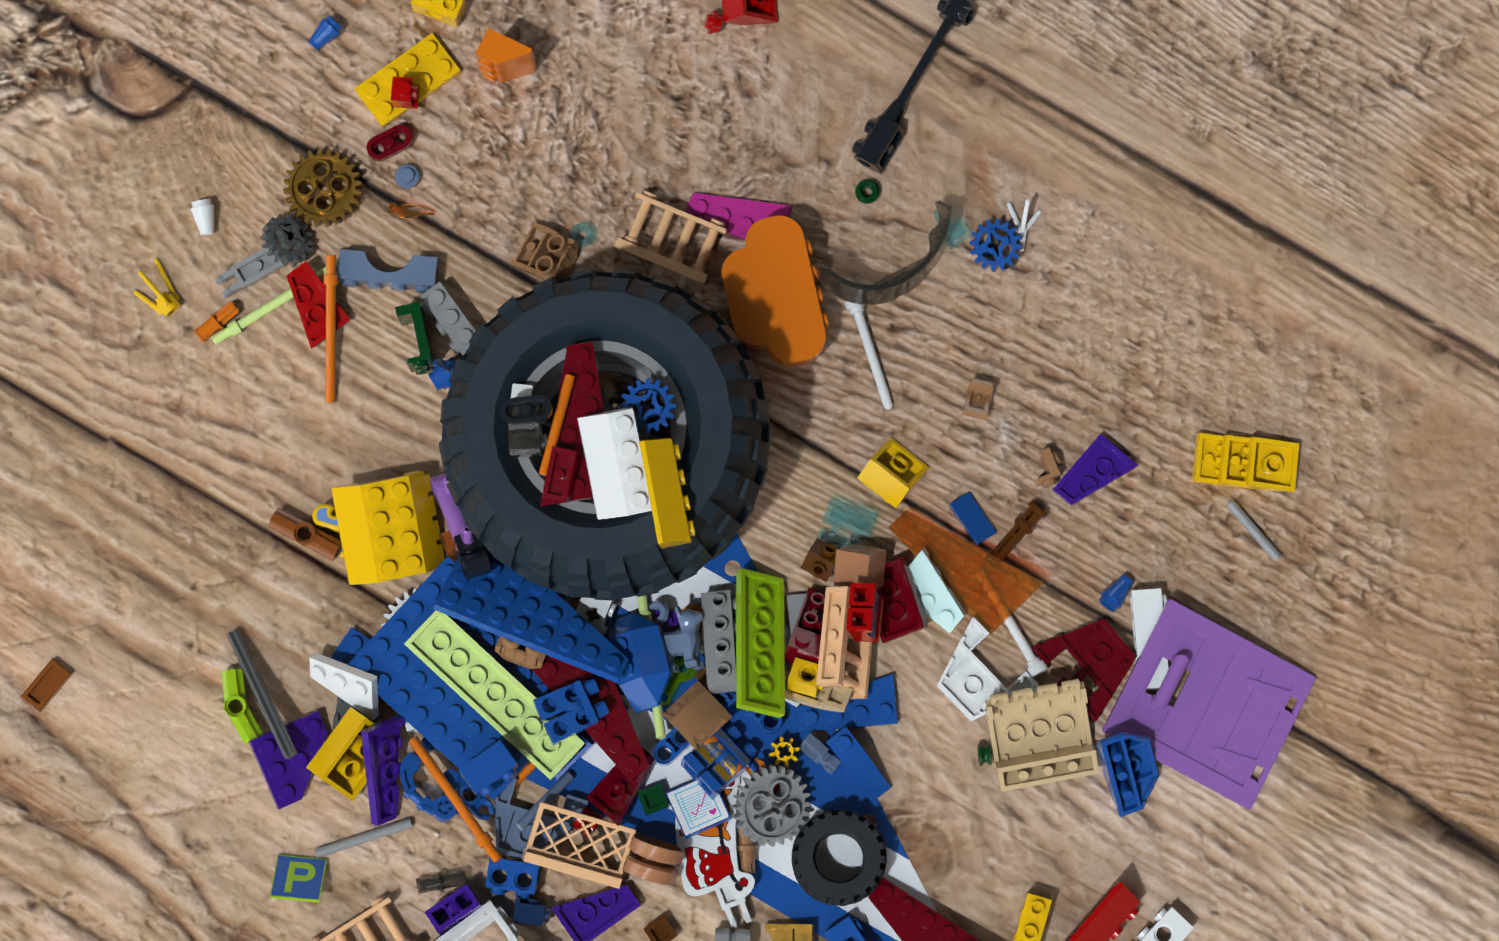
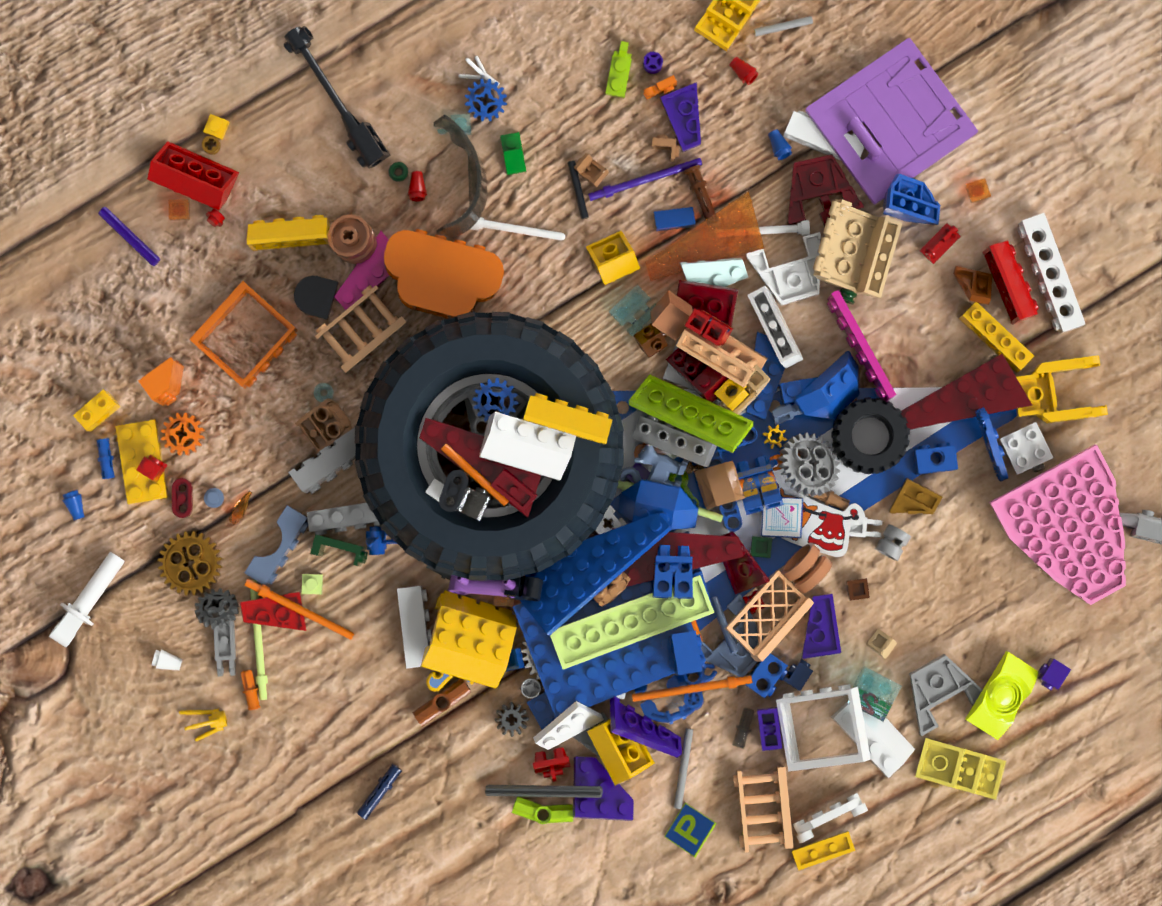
camera: 65 degrees left, 5 degrees up
(179, 517) = (385, 784): none -> dark blue pin
(210, 95) = (78, 612): none -> white piece
(293, 691) = (551, 767): none -> red hips
(333, 621) = (517, 714): none -> dark grey gear
(365, 329) = (312, 584): none -> yellowish green plate
(367, 620) = (531, 688): none -> light grey wheel
(377, 459) = (414, 623): none -> white brick
(391, 40) = (105, 458): none -> blue pin
(391, 590) = (515, 660): none -> blue plate
(450, 110) = (182, 442): none -> orange gear
(494, 273) = (327, 464): none -> light grey wedge
(610, 81) = (219, 315): none -> orange window
(683, 173) = (315, 296): none -> black tile
(736, 108) = (288, 234): none -> yellow slope
(765, 179) = (352, 239): none -> nougat wheel
(860, 220) = (417, 188): none -> red cone
(868, 788) = (831, 390): none -> blue wedge
(906, 689) = (775, 327): none -> white brick
(938, 787) = (857, 340): none -> dark pink plate
(948, 397) = (578, 190): none -> black bar
(952, 305) = (513, 153): none -> green slope
(965, 431) = (608, 190): none -> dark purple bar
(1072, 891) = (975, 284): none -> dark orange wing
(1100, 829) = (940, 243): none -> red hinge
(1105, 375) = (619, 72): none -> lime hinge
(1114, 432) = (665, 86): none -> orange plate
(1136, 402) = (654, 59): none -> dark purple wheel
(1179, 511) = (744, 71): none -> red cone
(1181, 842) = (978, 190): none -> clear orange plate

